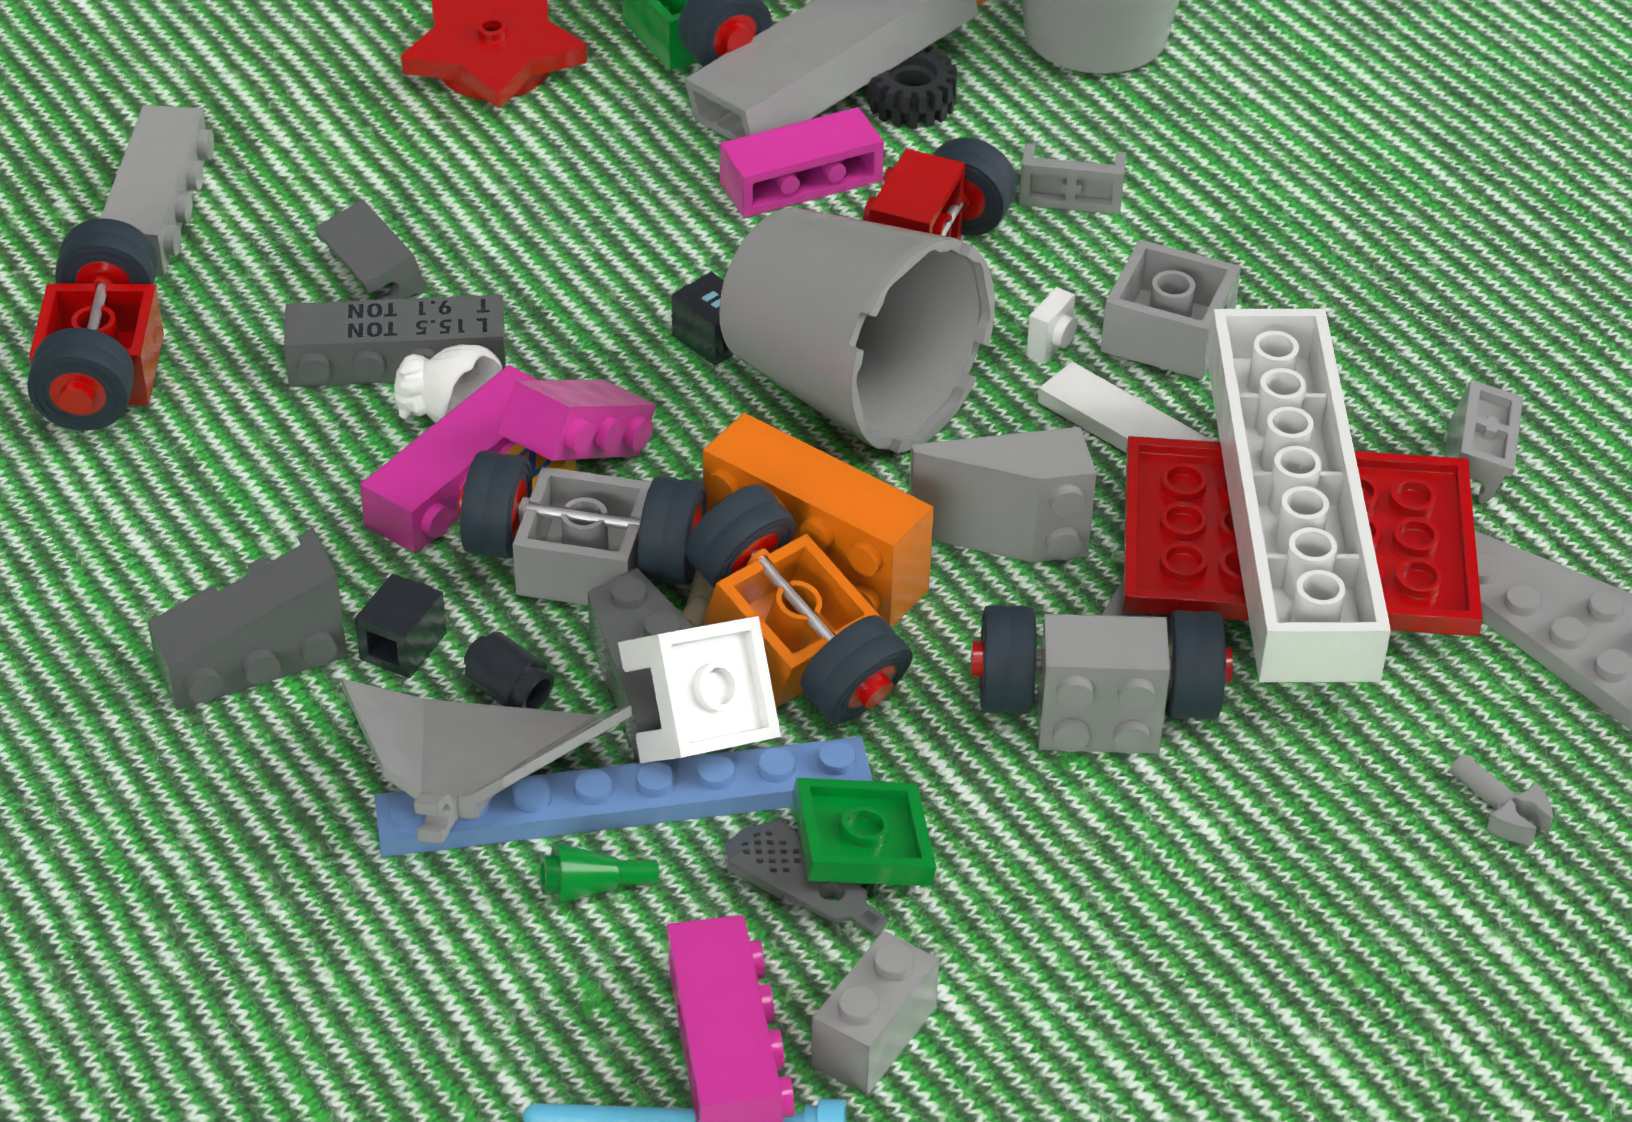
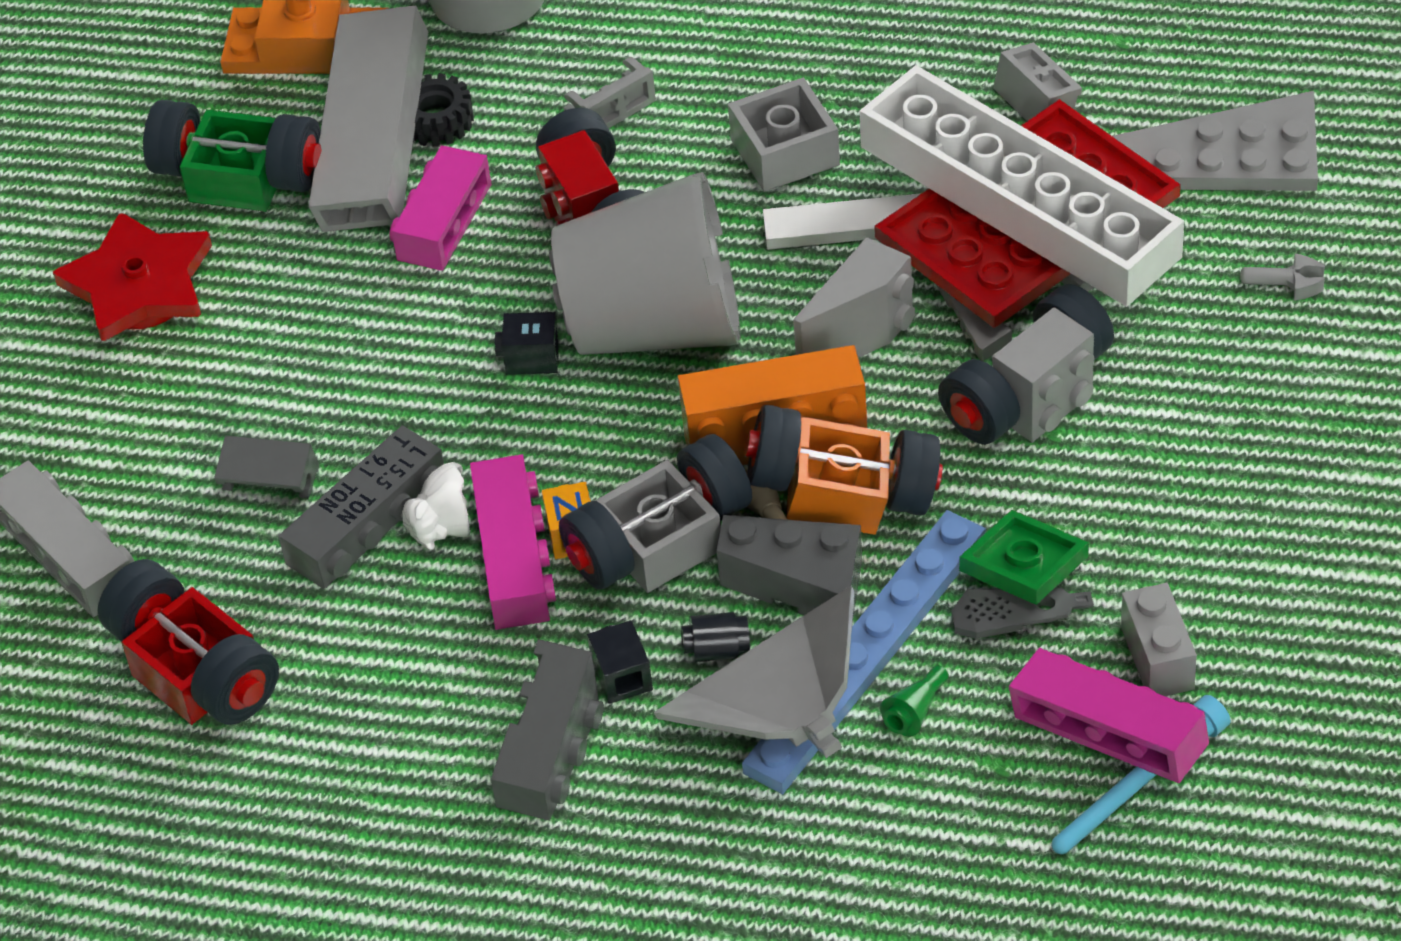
camera: 40 degrees left, 5 degrees up
(577, 419) = (570, 459): dark pink brick -> none
(707, 688) = (869, 540): white panel -> none
(1051, 325) = (727, 196): white plate -> none

